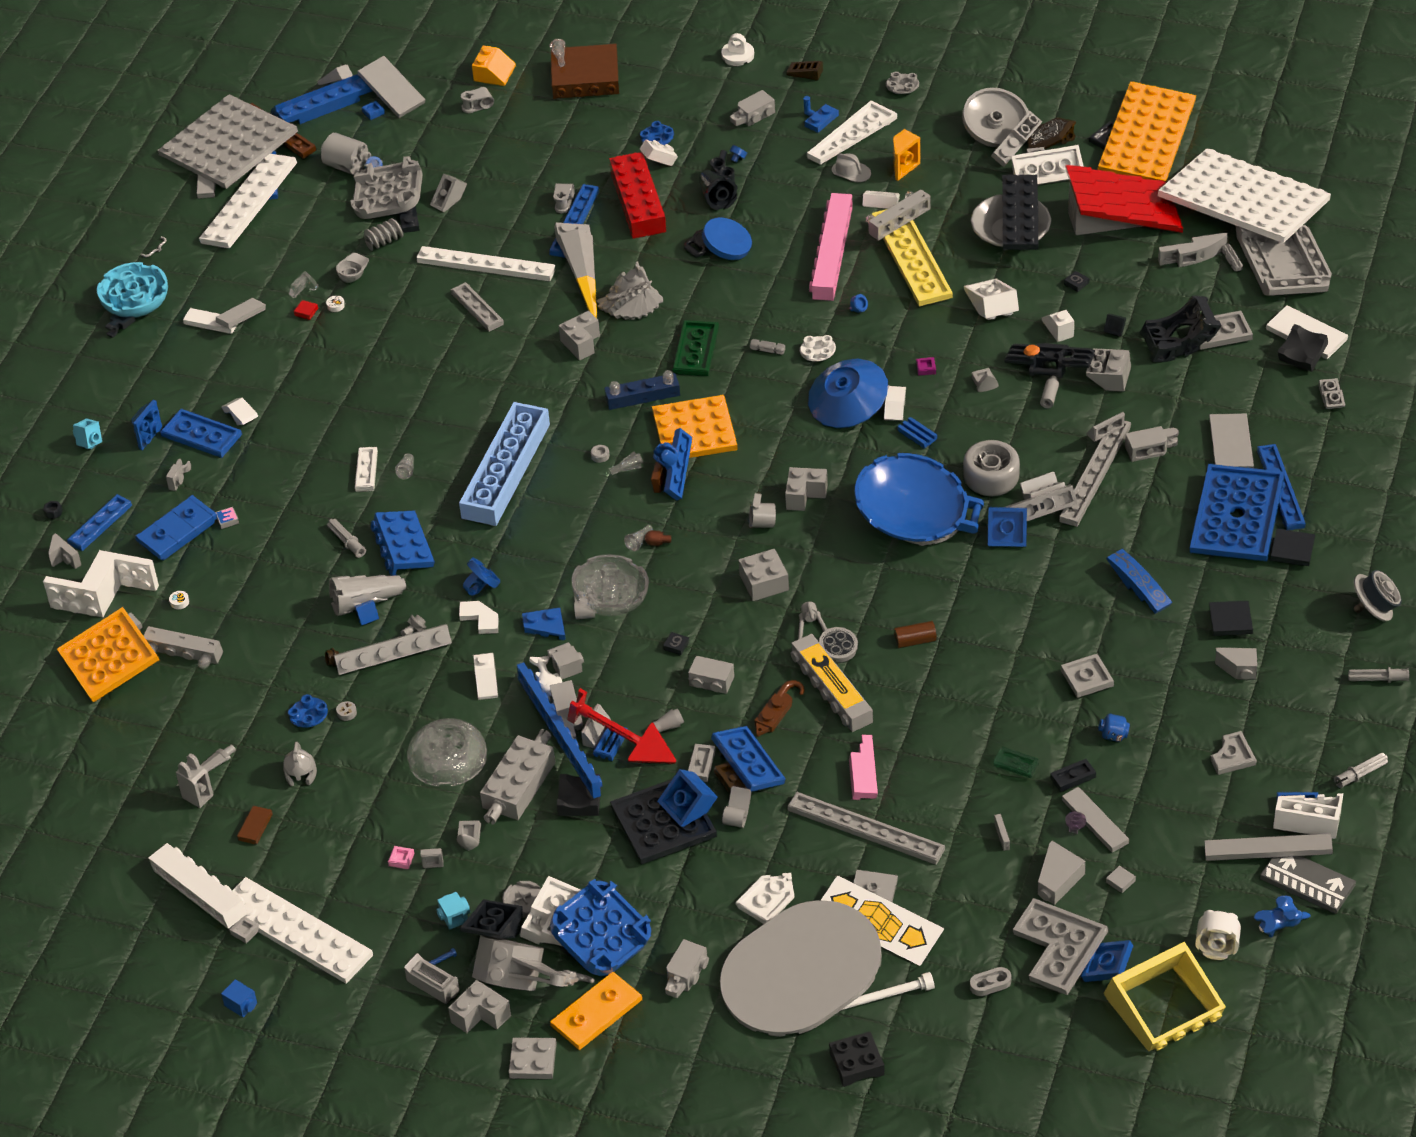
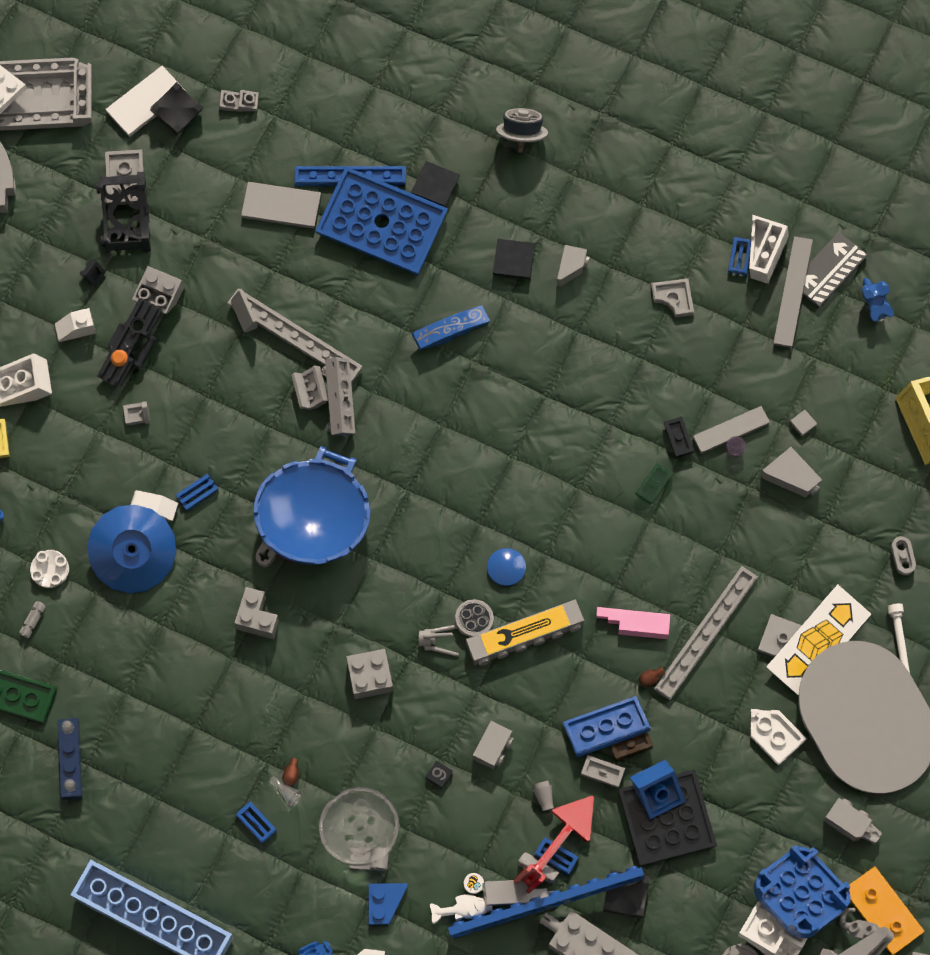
camera: 85 degrees left, 25 degrees up
(566, 660) = (446, 885): light grey brick -> none
(576, 680) = (473, 883): none -> tile
(600, 453) = (150, 816): light grey tile -> none
(608, 526) = (267, 835): none -> blue tile
(631, 462) = (175, 785): clear cone -> none
(658, 477) = (198, 756): reddish brown tile -> none
(675, 460) = (195, 738): blue plate -> none
(702, 419) = (136, 713): light orange plate -> none
(737, 810) = (671, 748): light grey panel -> none
(761, 514) = (287, 663): light grey piece -> none
(776, 708) = (543, 690): reddish brown plate -> none
(807, 787) = (650, 677): none -> copper cylinder
(898, 662) = (506, 567): none -> blue dish
(915, 634) = (473, 544): reddish brown brick -> none
(926, 366) = (101, 466): magenta tile -> none
(991, 468) = (275, 416): light grey wheel -> none
(1005, 842) = (734, 513): light grey piece -> none
(1007, 526) = (360, 430): blue plate -> none
(1049, 392) = (172, 354): light grey cylinder -> none
(1068, 940) = (870, 478): light grey plate -> none
(1076, 281) = (14, 295): black tile -> none
(1087, 675) = (559, 399): light grey plate -> none
(1108, 961) = (900, 452): blue plate -> none
(1114, 727) = (630, 389): blue head -> none
(1150, 442) = (269, 278): light grey hinge -> none
(1218, 934) = (888, 354): white brick -> none
(1232, 258) = (20, 142): light grey axle -> none
(1354, 773) = (718, 202): light grey axle -> none
(1379, 675) = (606, 153): light grey axle -> none

